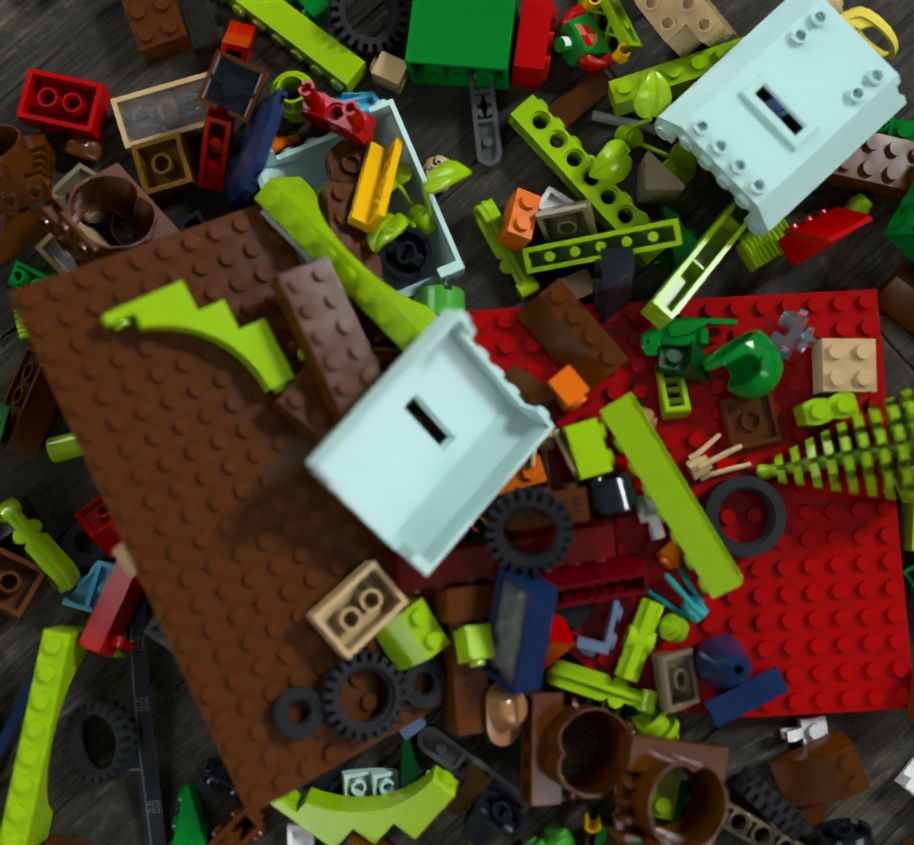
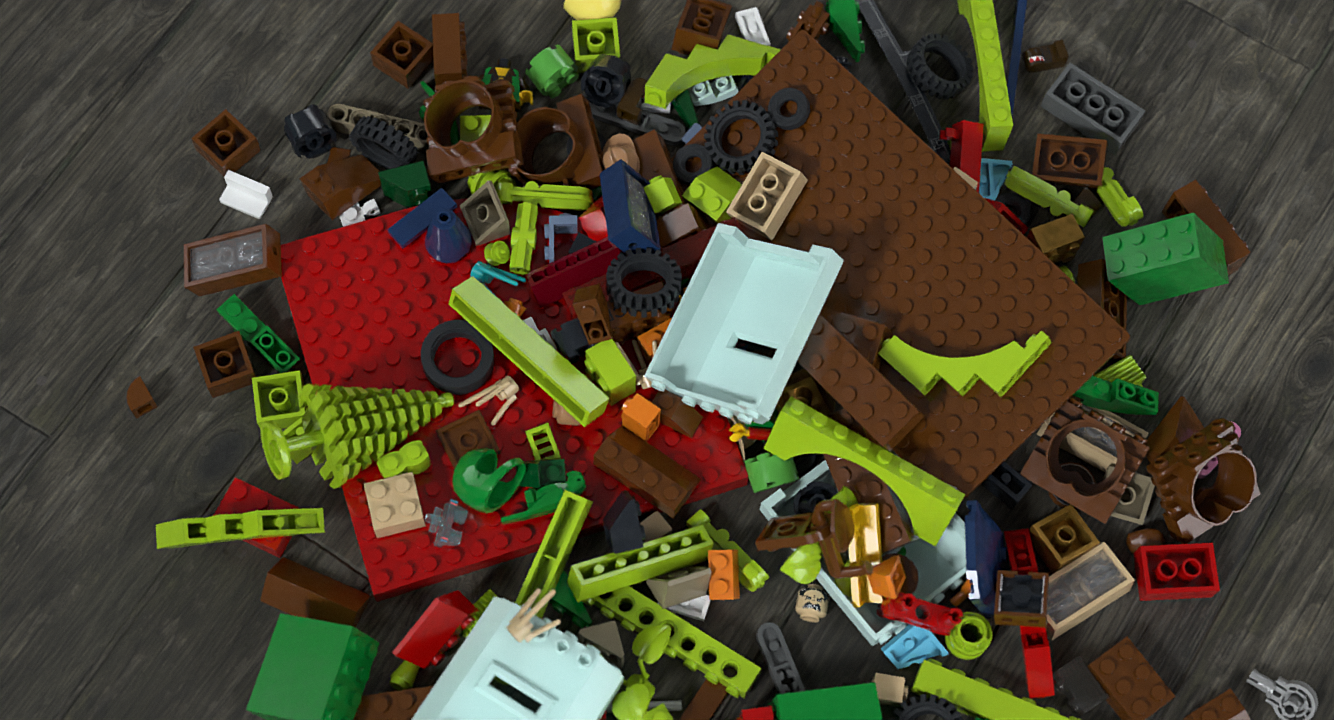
camera: 165 degrees right, 15 degrees down
(52, 486) = (1058, 238): none -> pearl gold brick
(360, 152) = (888, 577): none -> orange slope
(429, 203) = (831, 530): none -> reddish brown plate
(596, 507) = (593, 313): none -> reddish brown slope
(747, 746) = (406, 184): none -> dark green slope
(758, 169) = (520, 624): none -> tan plant

